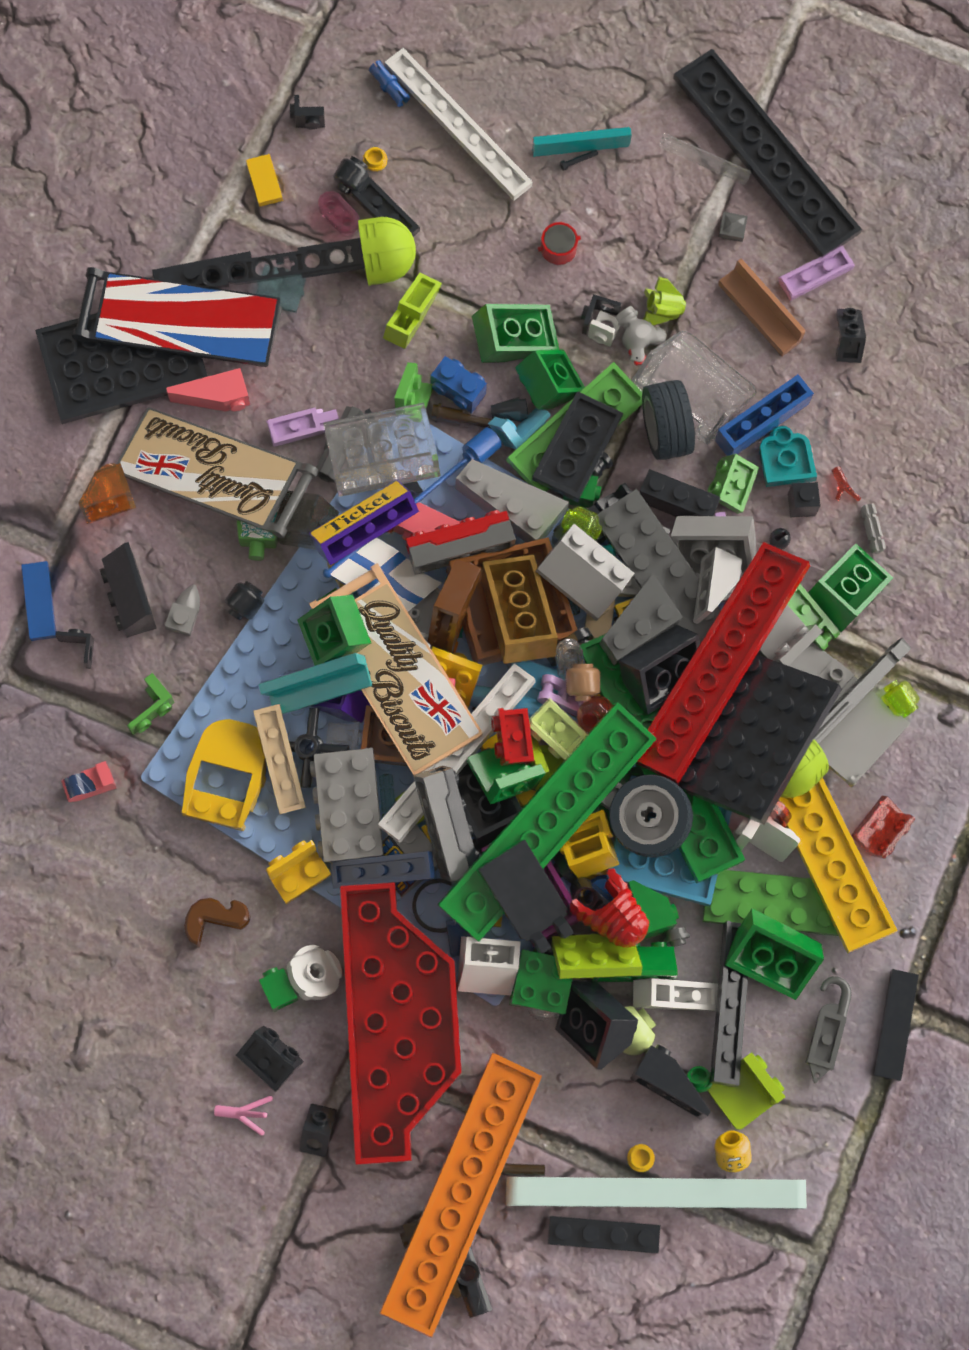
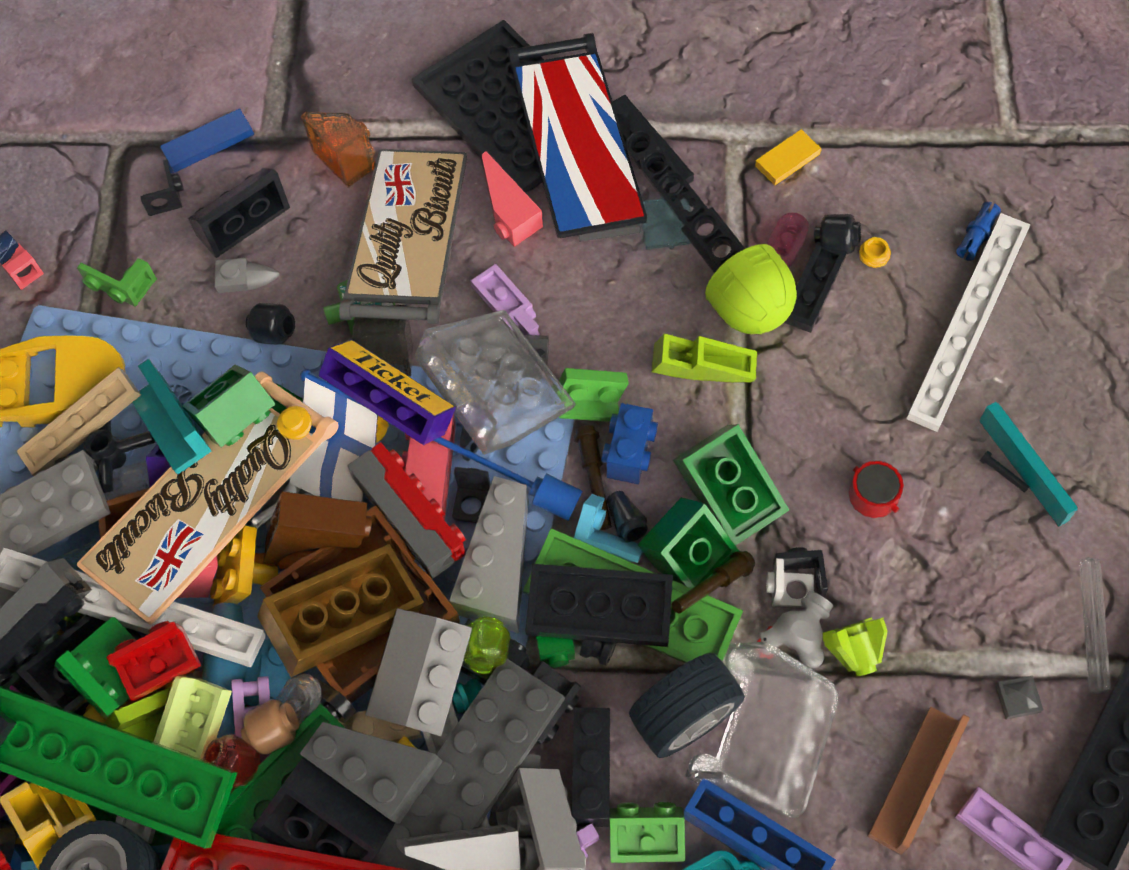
camera: 80 degrees right, 10 degrees down
(307, 117) = (886, 164): black bracket -> none
(369, 589) = (294, 423): none -> yellow plate
(448, 497) = (470, 483): none -> black bracket
(577, 353) = (740, 564): none -> dark brown pin

